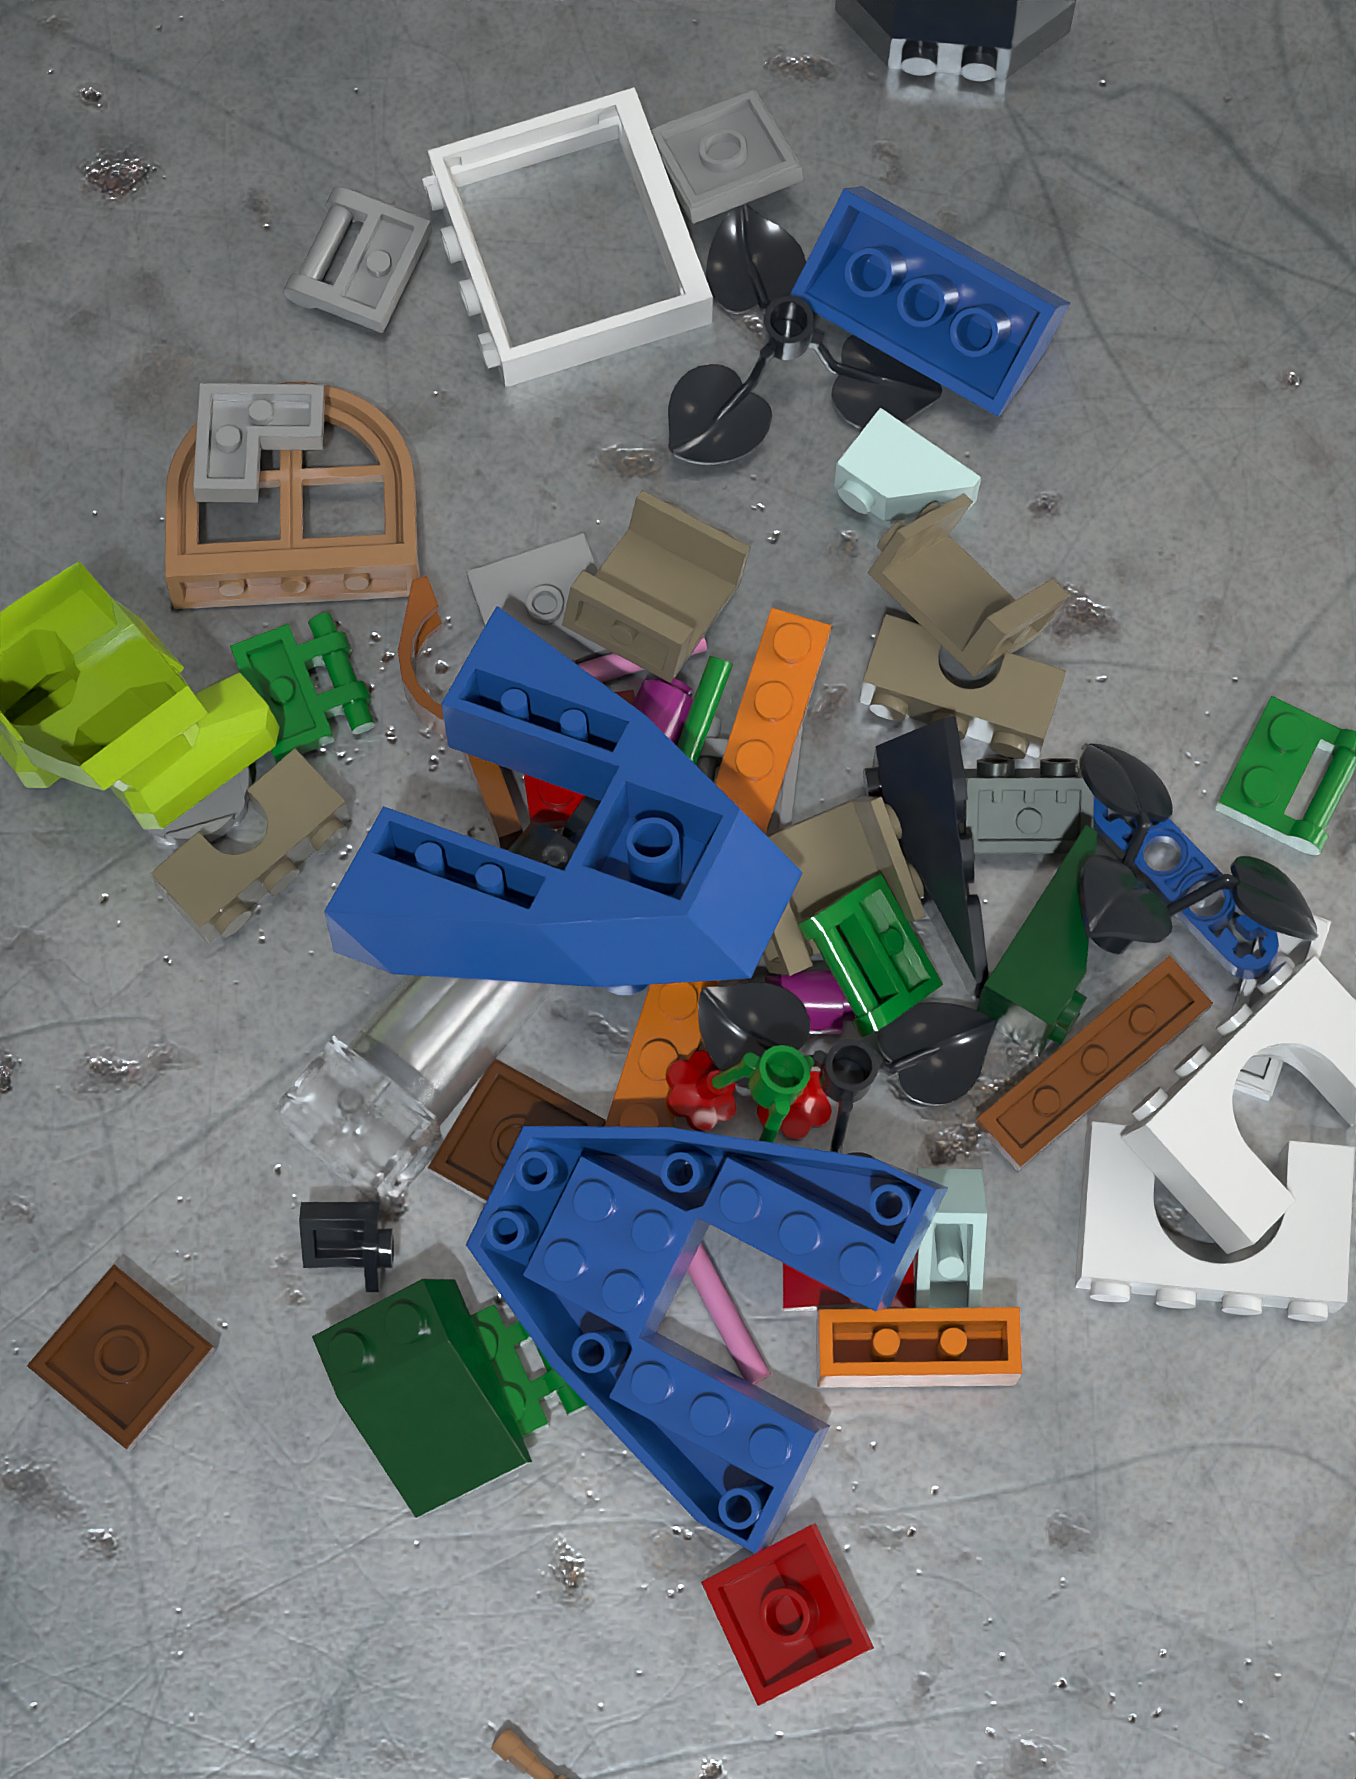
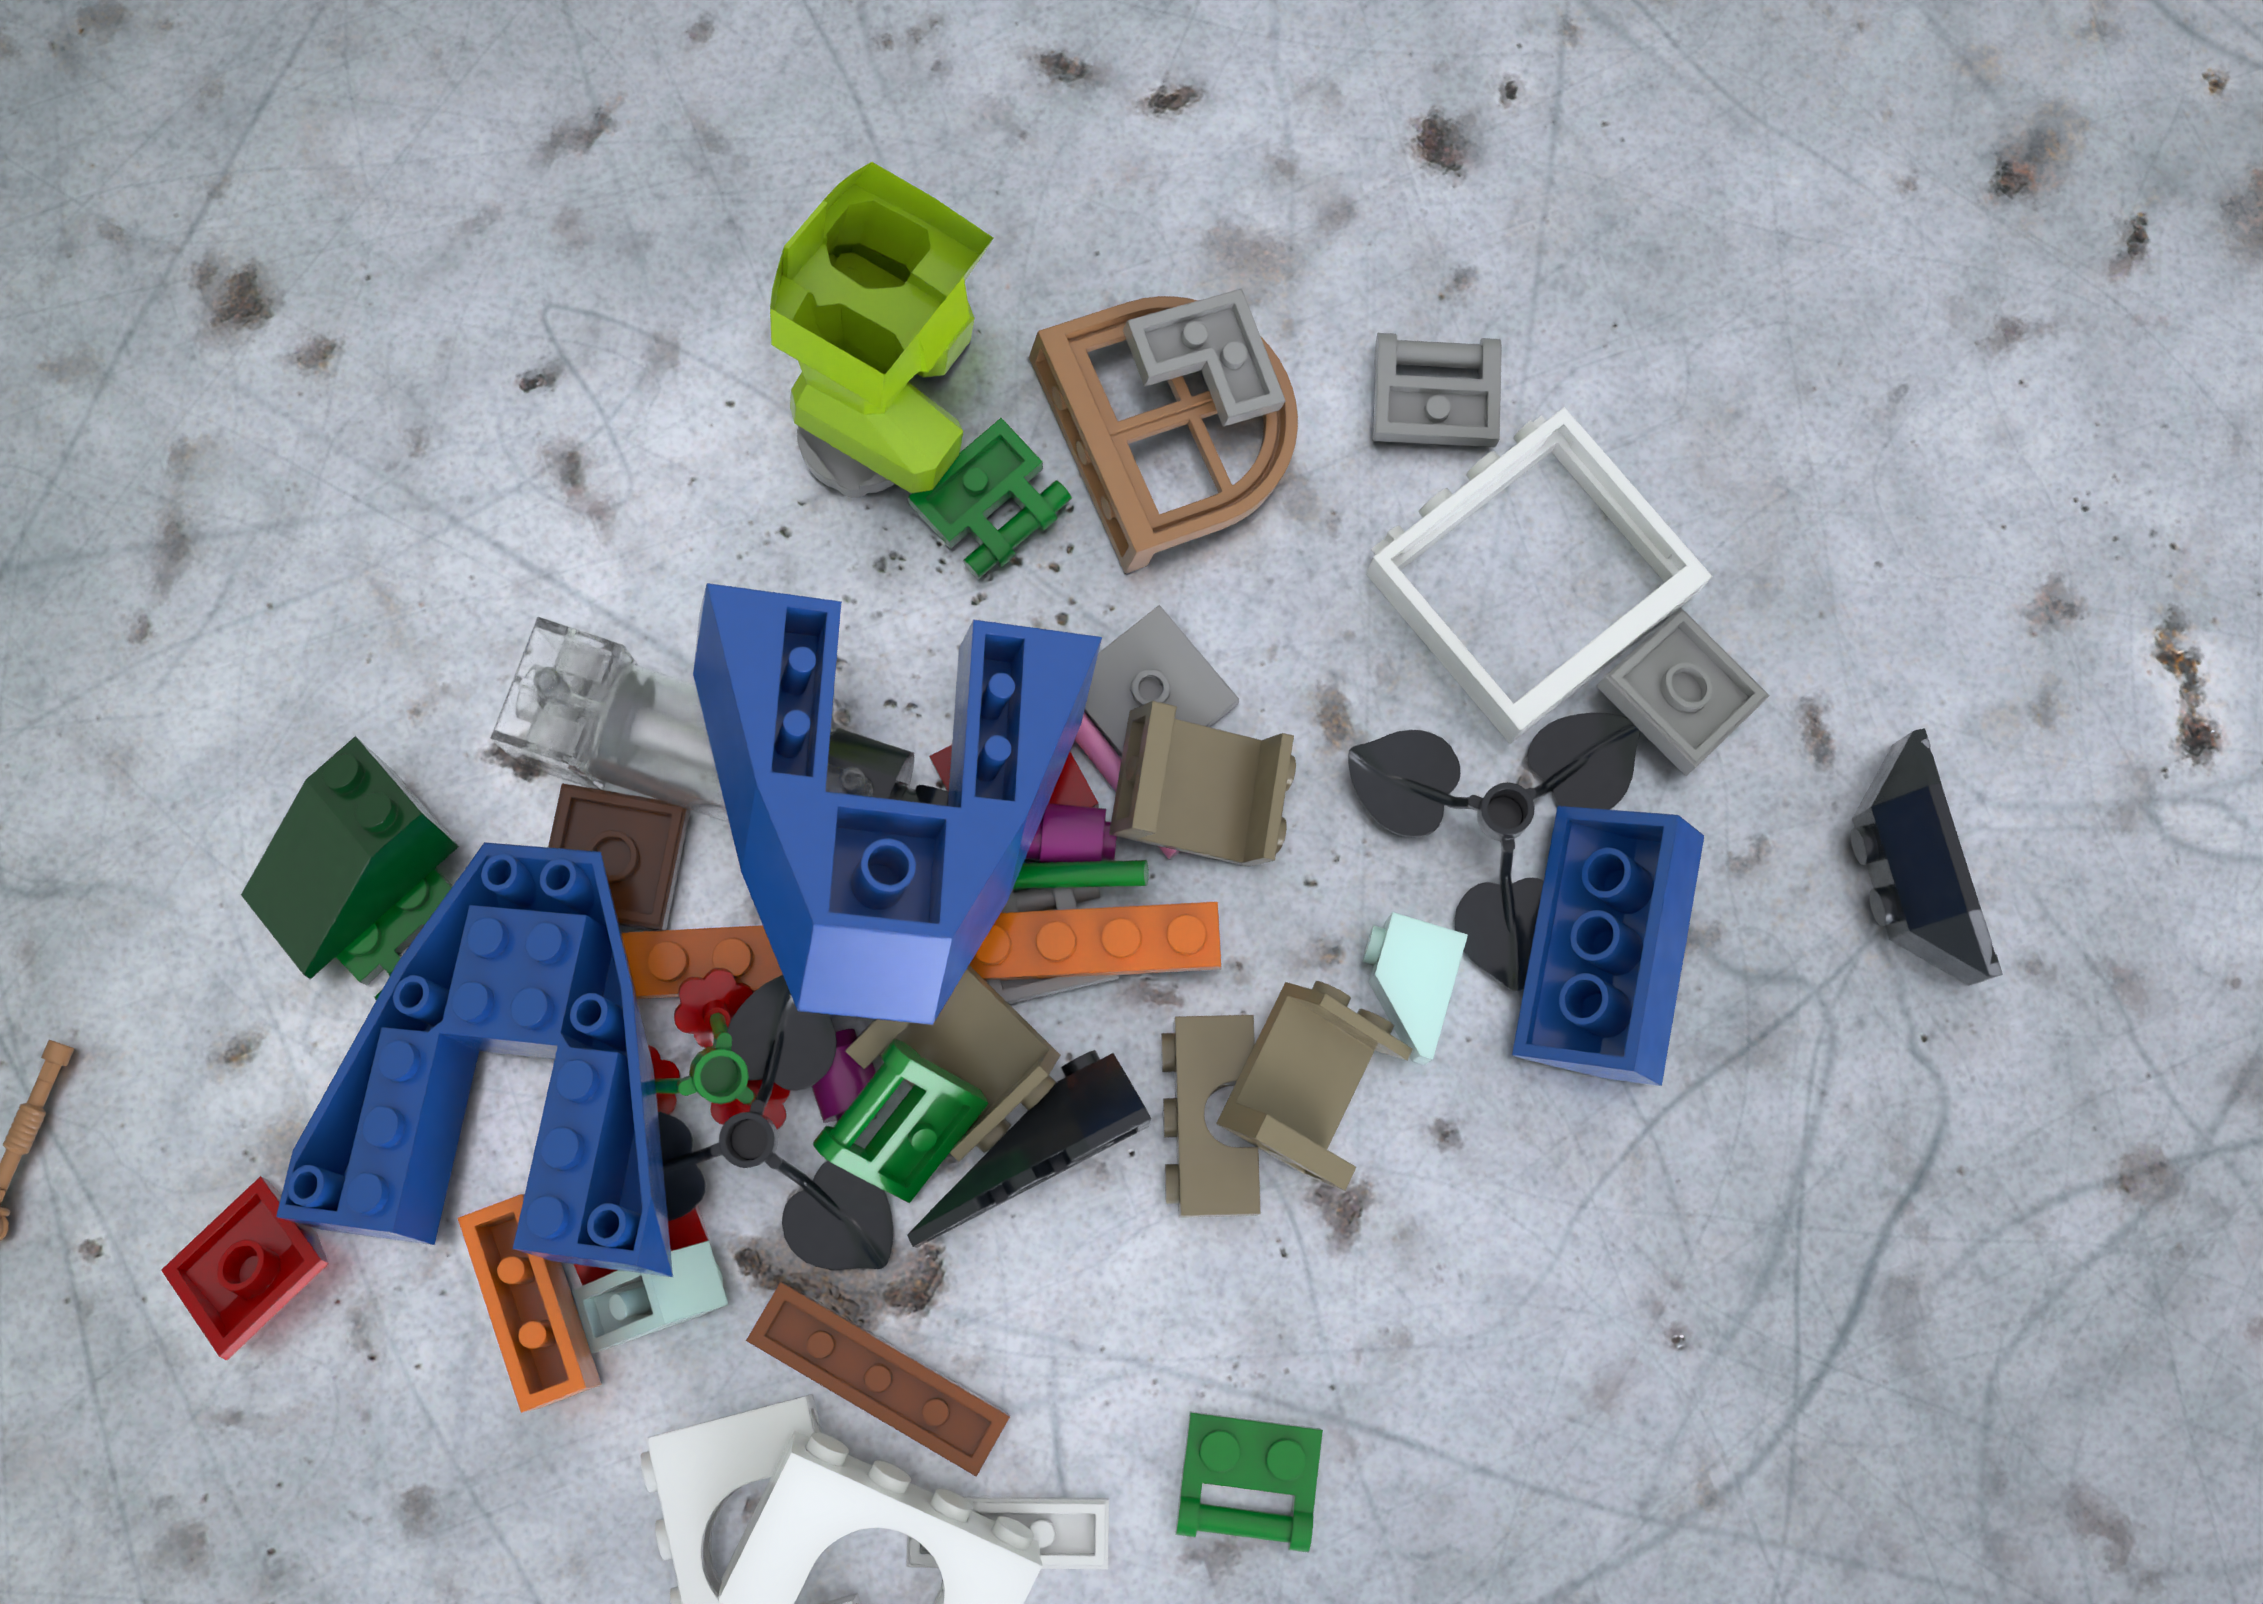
camera: 65 degrees right, 5 degrees up
(121, 1357) = (301, 580): reddish brown plate -> none
(220, 888) = (858, 541): dark tan arch -> none
(346, 1238) = (469, 723): black bracket -> none
(419, 625) = (1094, 579): dark orange piece -> none
(727, 1318) = (507, 1119): bright pink bar -> none
(1026, 807) = (1116, 1223): pearl dark grey bracket -> none
(1040, 973) = (940, 1295): dark green slope -> none
(1126, 910) = (1019, 1351): black plant -> none
(1189, 874) = (1091, 1401): blue beam -> none

